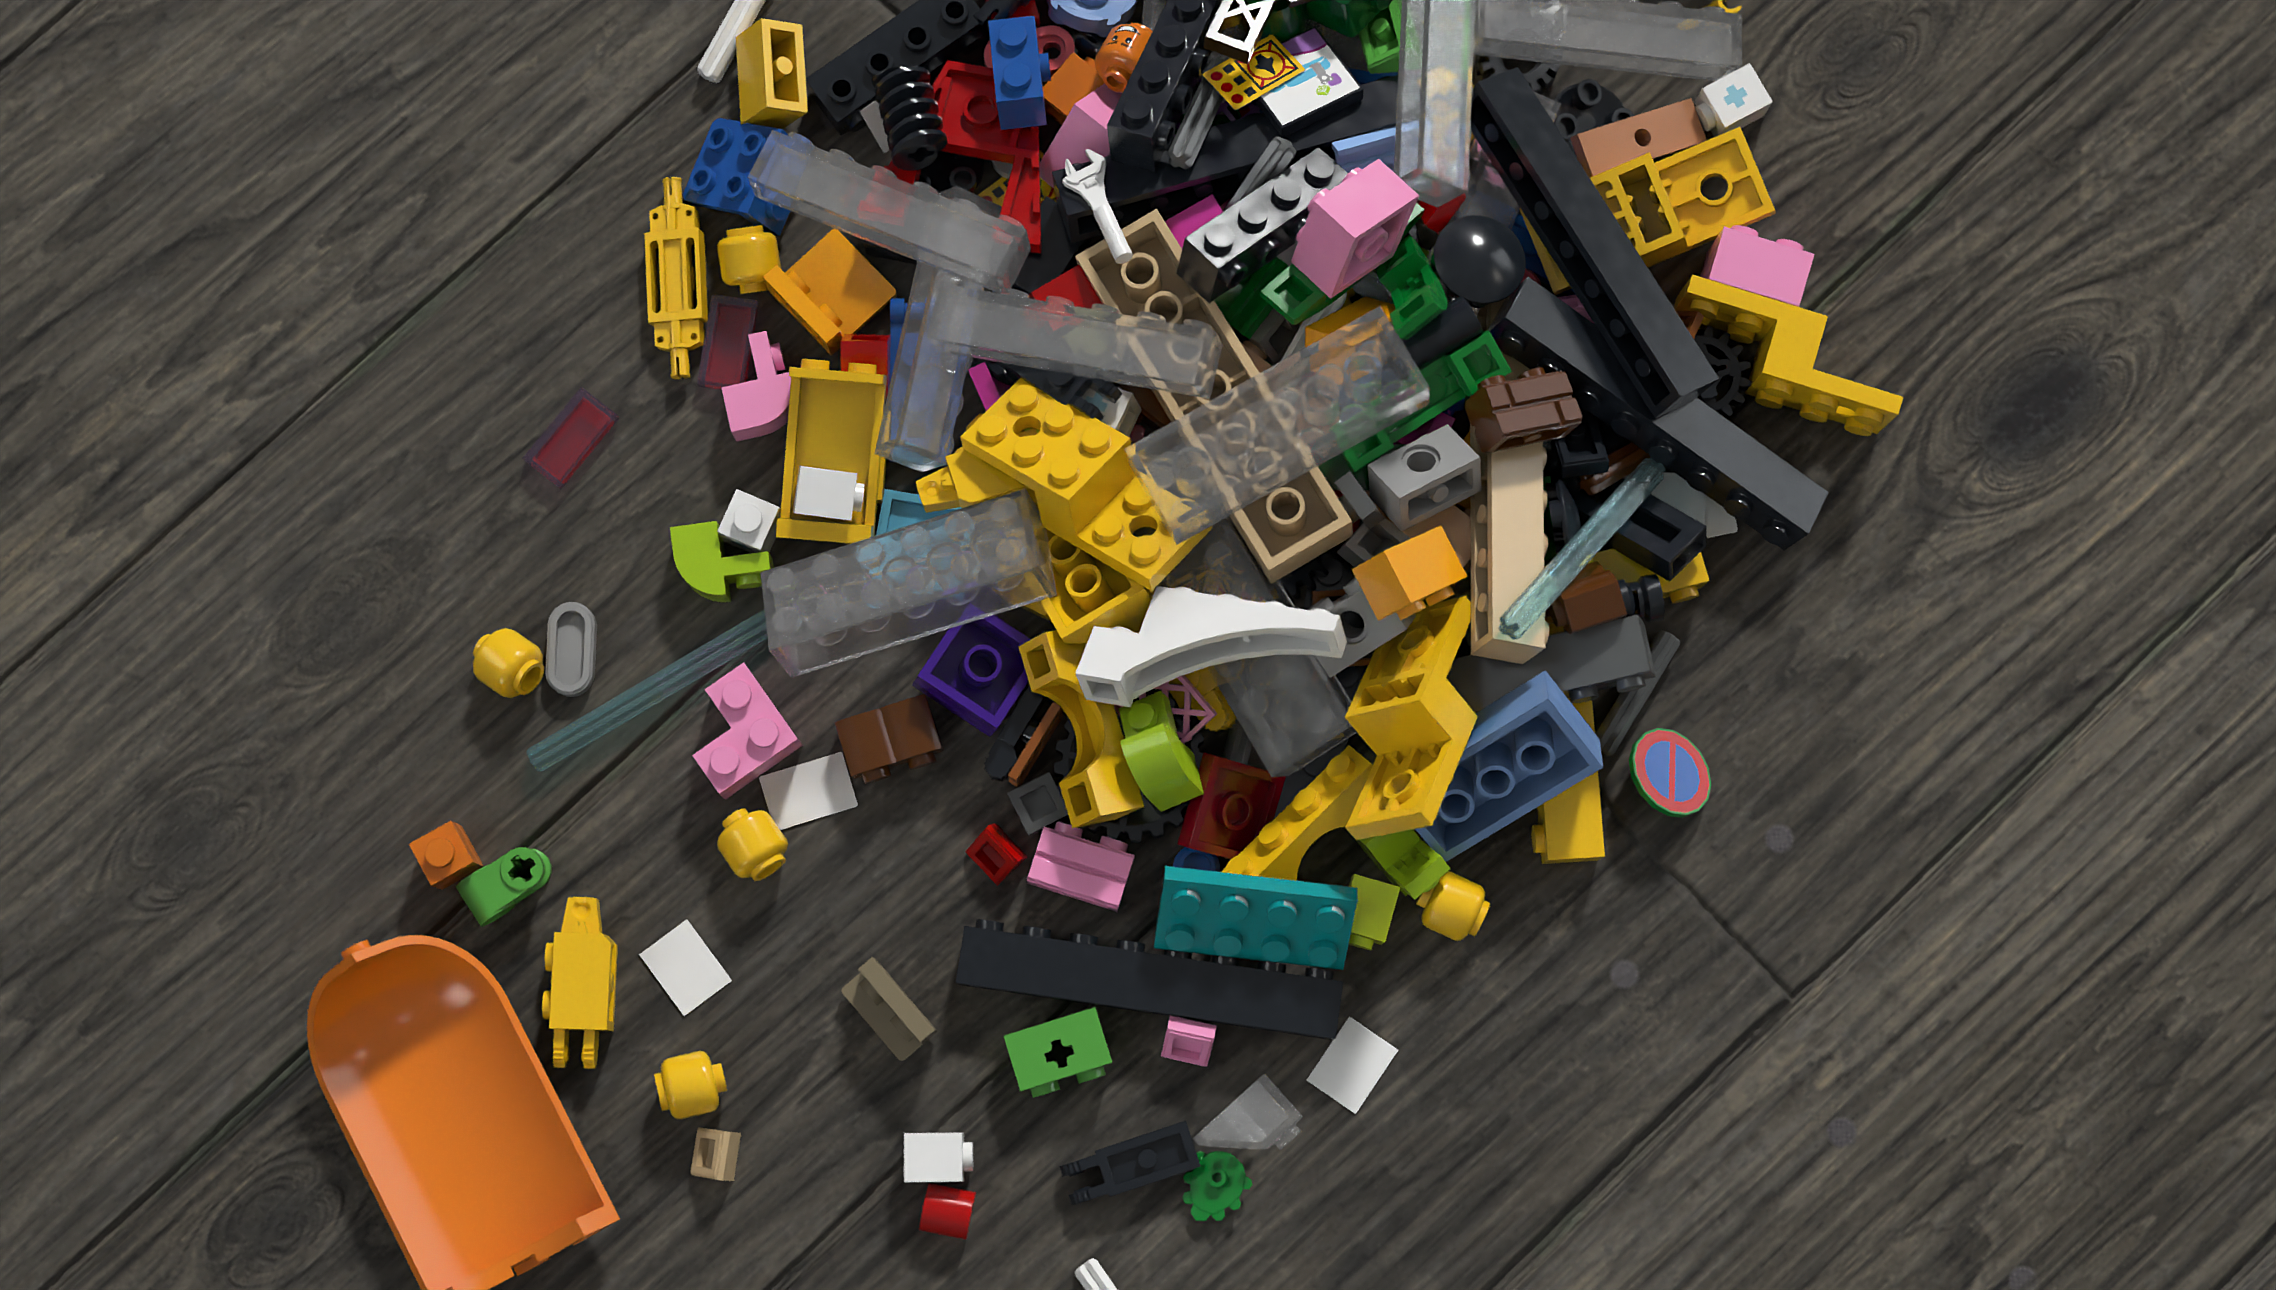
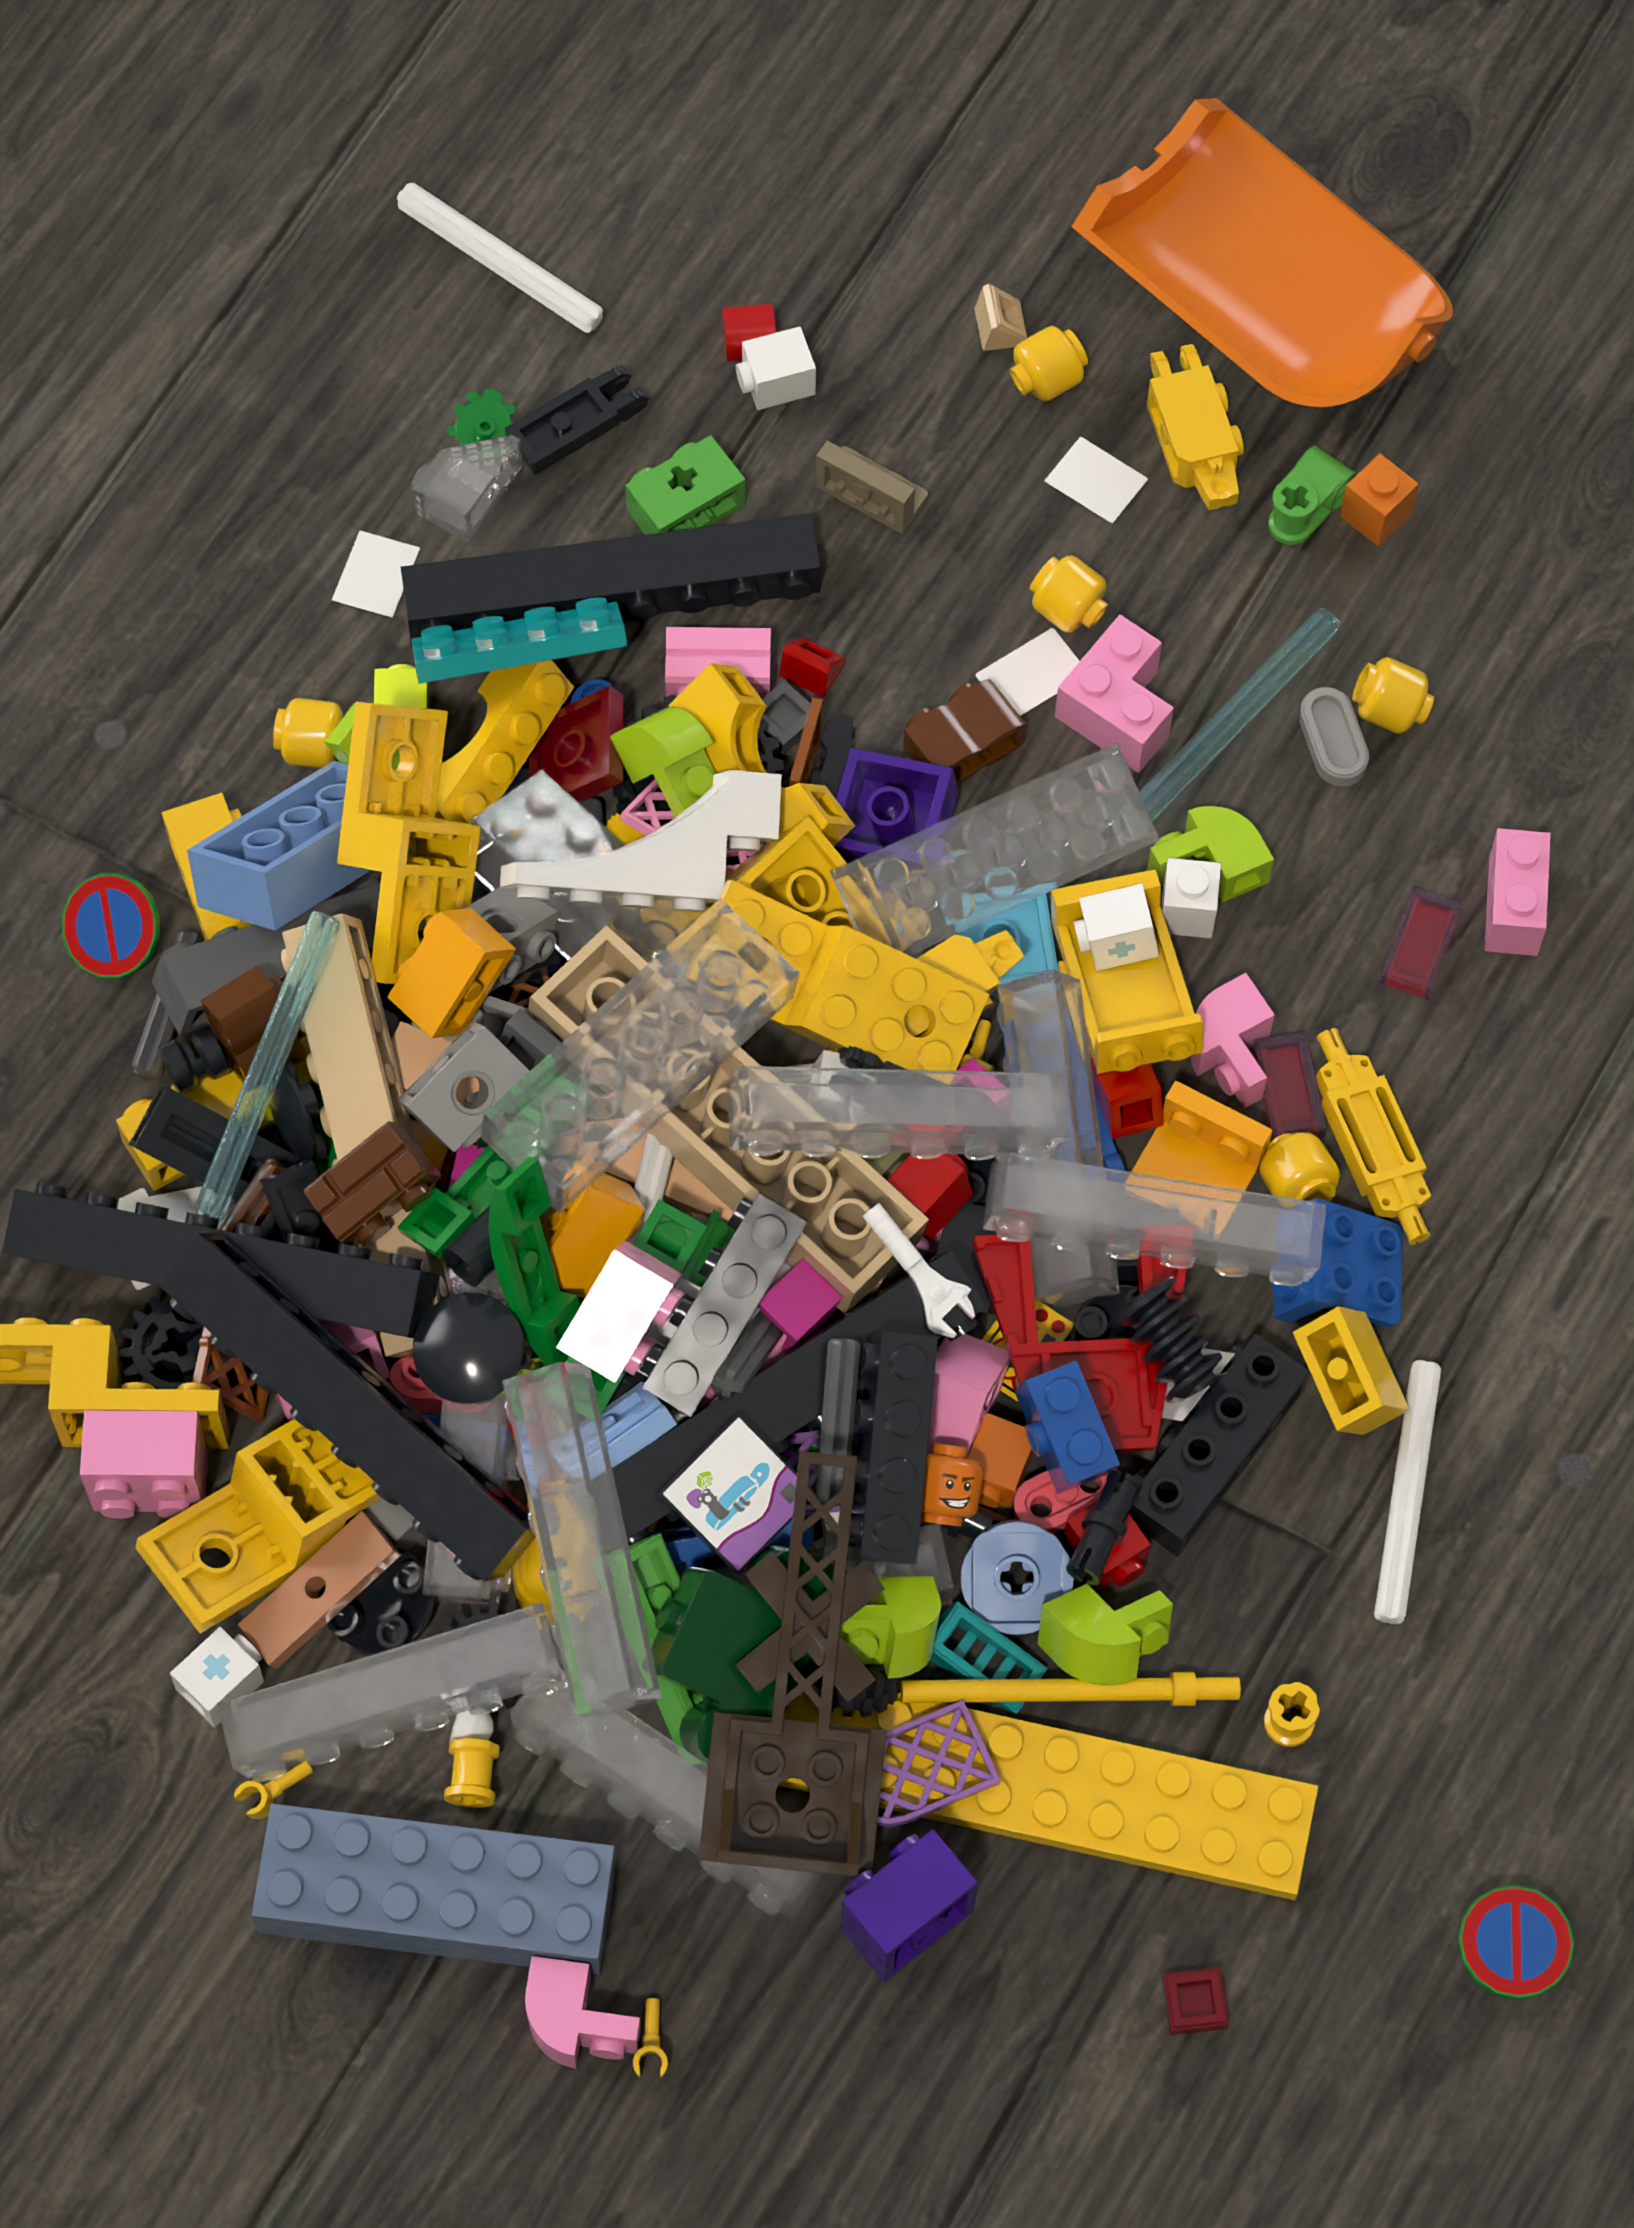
camera: 165 degrees right, 15 degrees down
(474, 447) = (1517, 892): none -> bright pink brick
(1188, 1041) = (552, 535): bright pink tile -> none
(1267, 68) = (771, 1492): yellow sticker -> none

